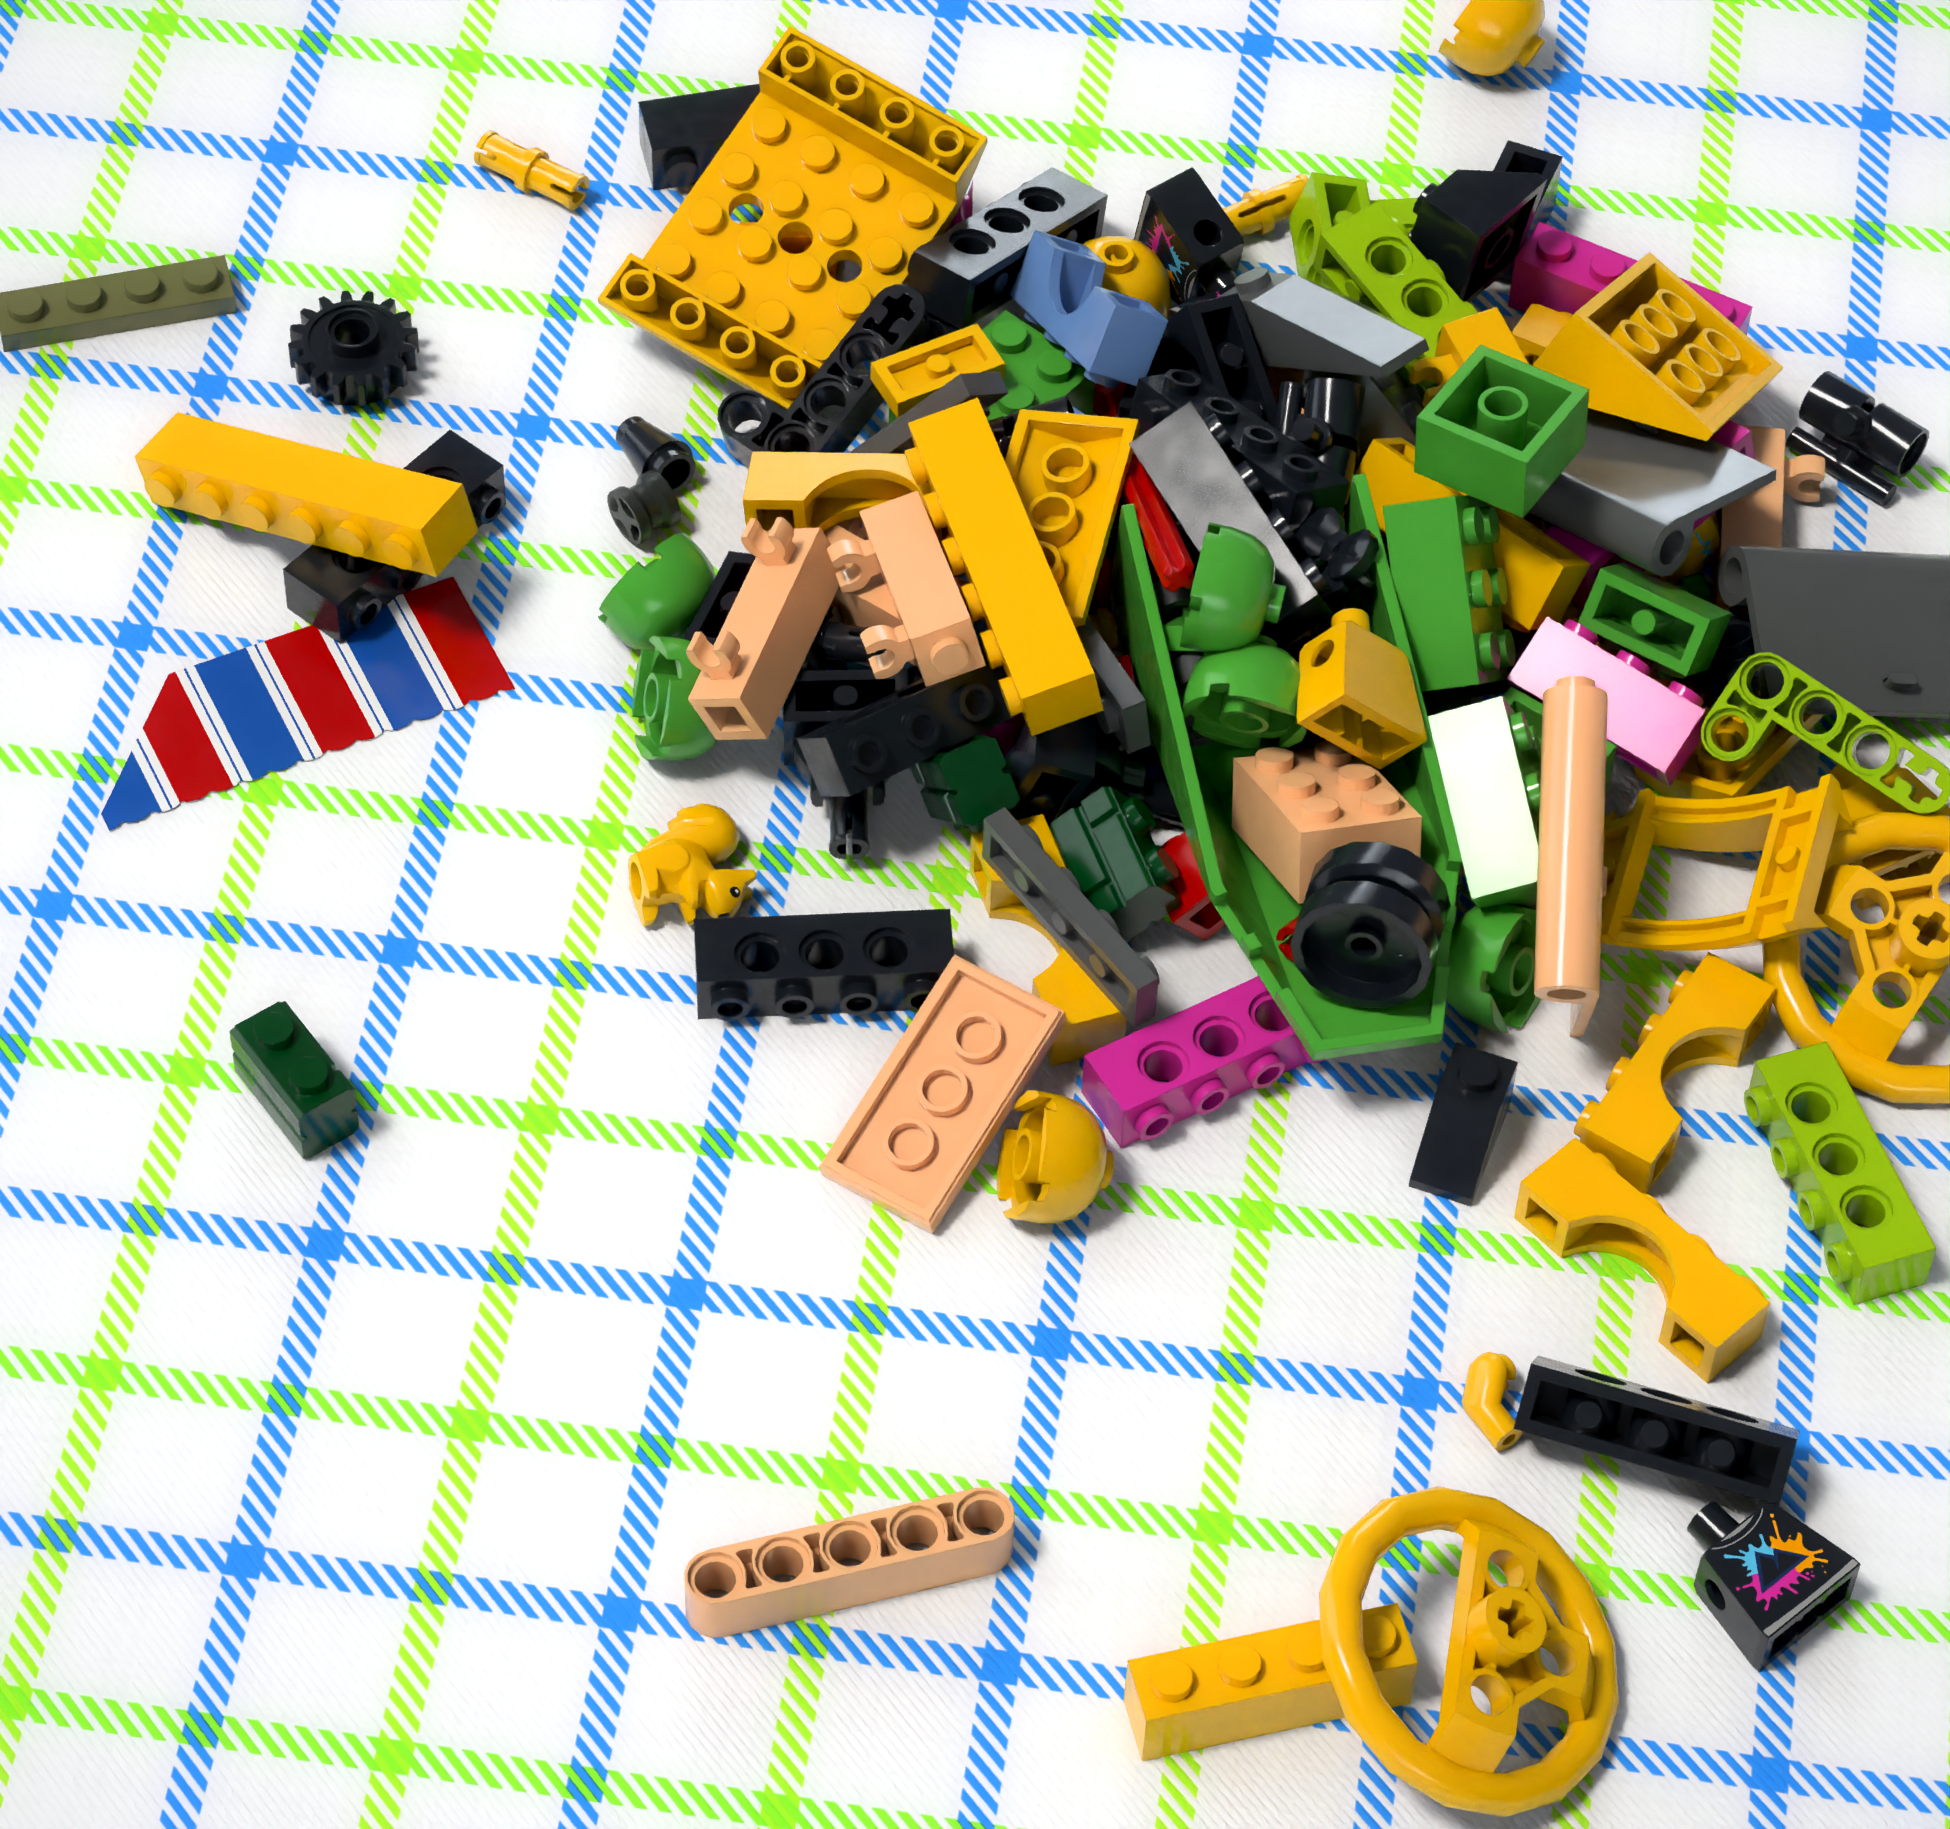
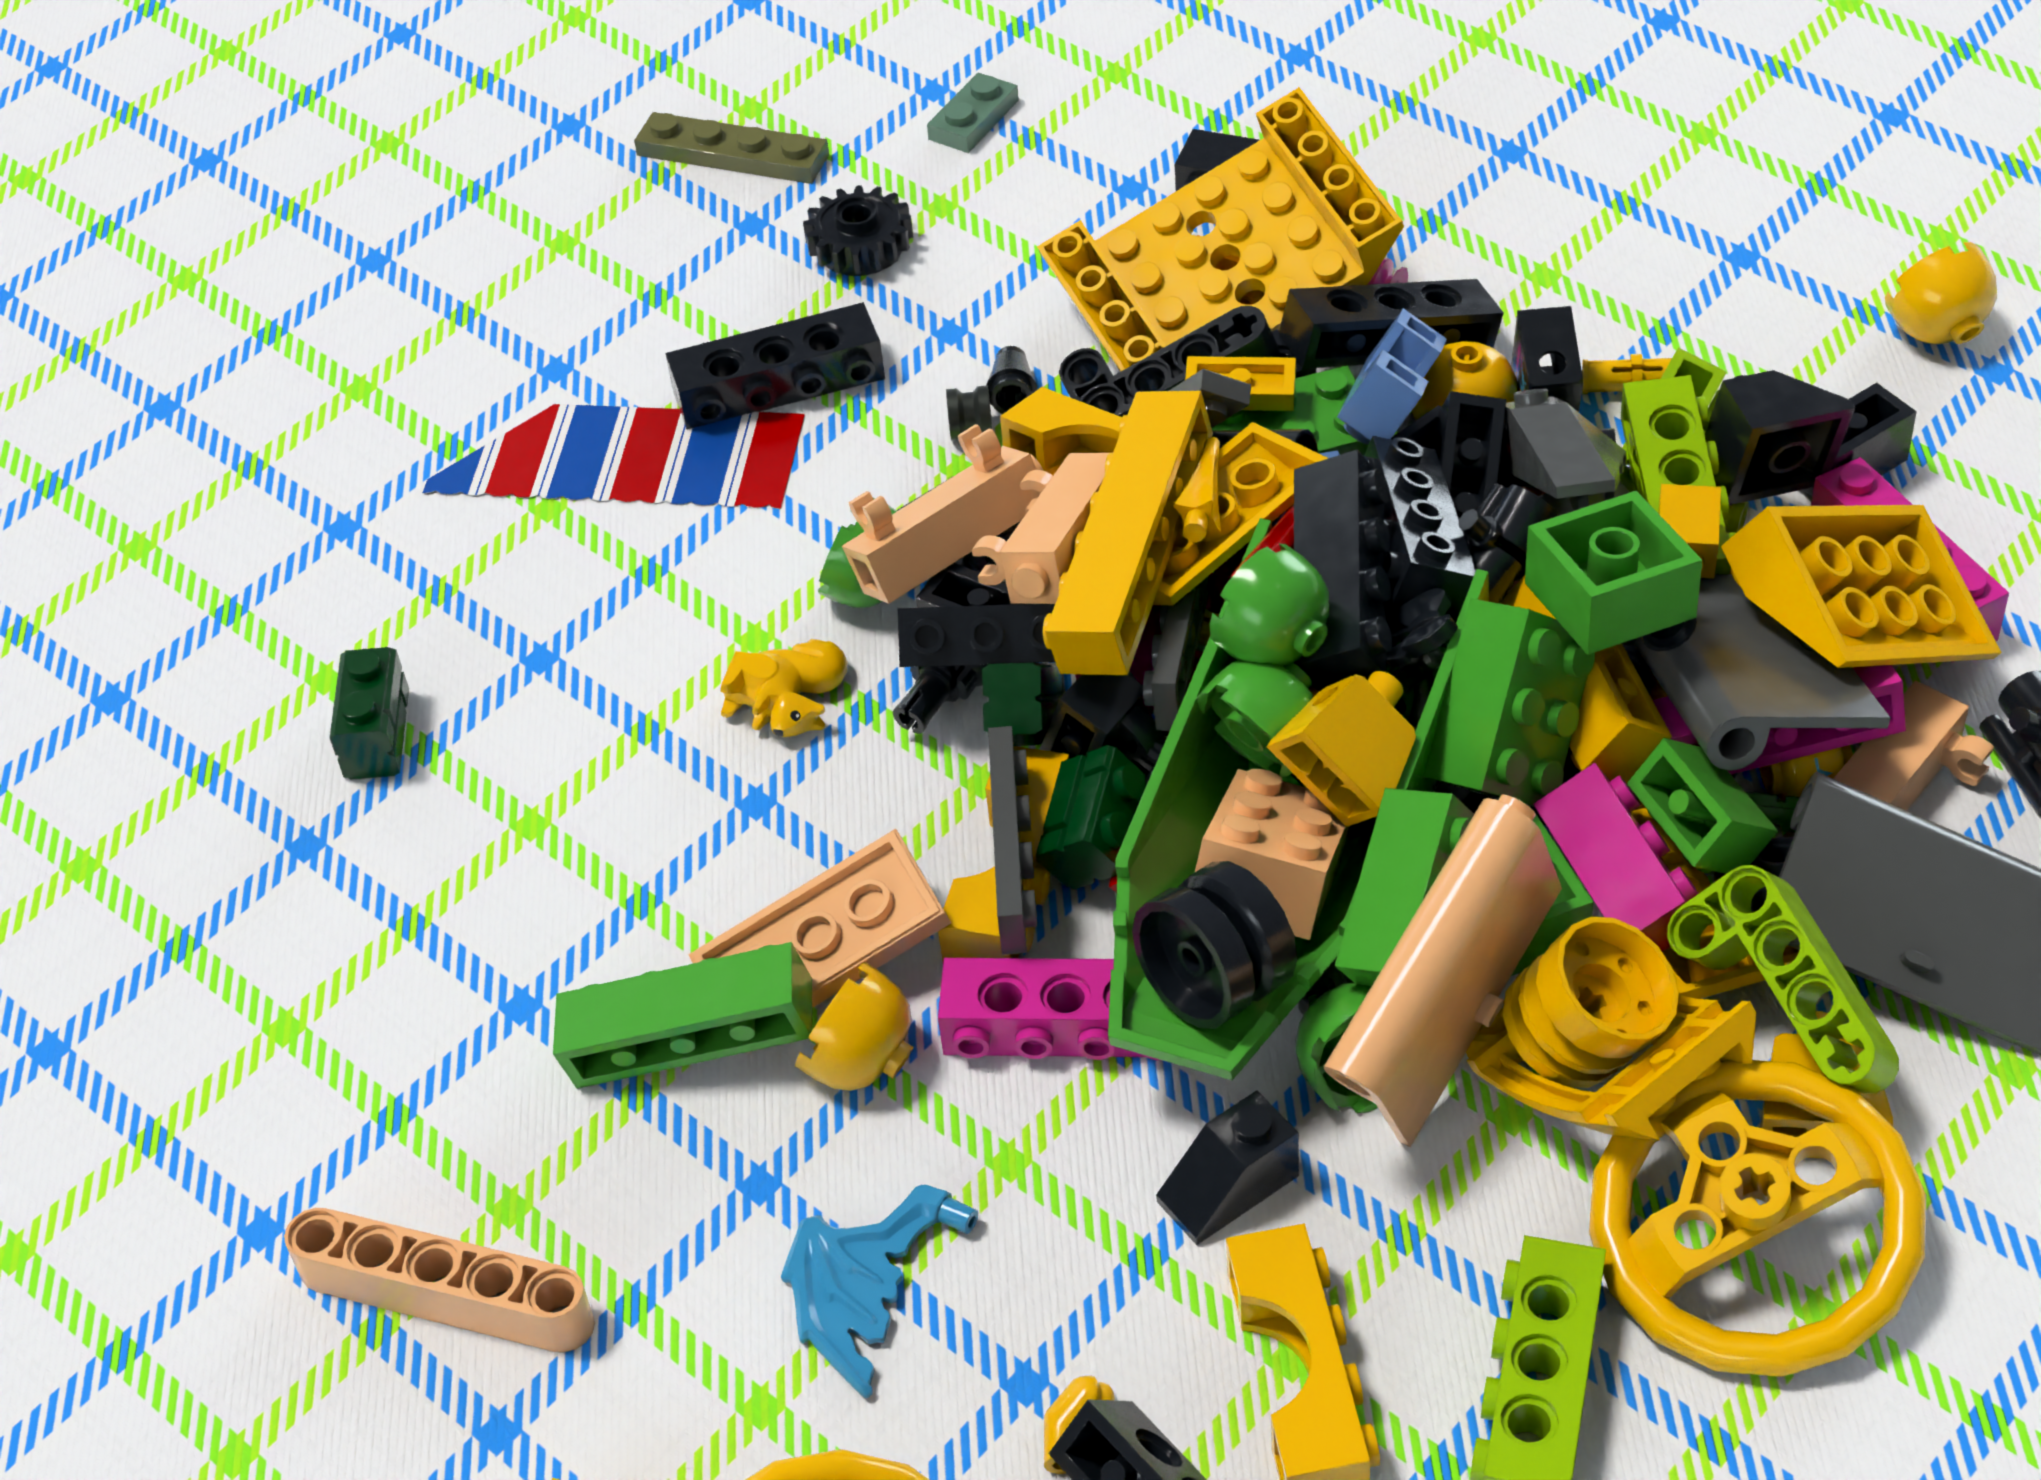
camera: 40 degrees right, 5 degrees down
(307, 494) = (717, 307): yellow brick -> none
(354, 163) = (972, 112): none -> sand green plate
(531, 170) = (1091, 156): yellow pin -> none
(659, 596) = (913, 466): bright green cylinder -> none
(797, 949) = (812, 794): black brick -> none
(884, 1219) = (683, 1015): none -> bright green brick
(1046, 508) = (1199, 499): none -> yellow piece
(1207, 1385) = (846, 1276): none -> dark azure animal
(1687, 835) = (1590, 1002): none -> yellow wheel
(1710, 1021) = (1523, 1181): yellow arch -> none

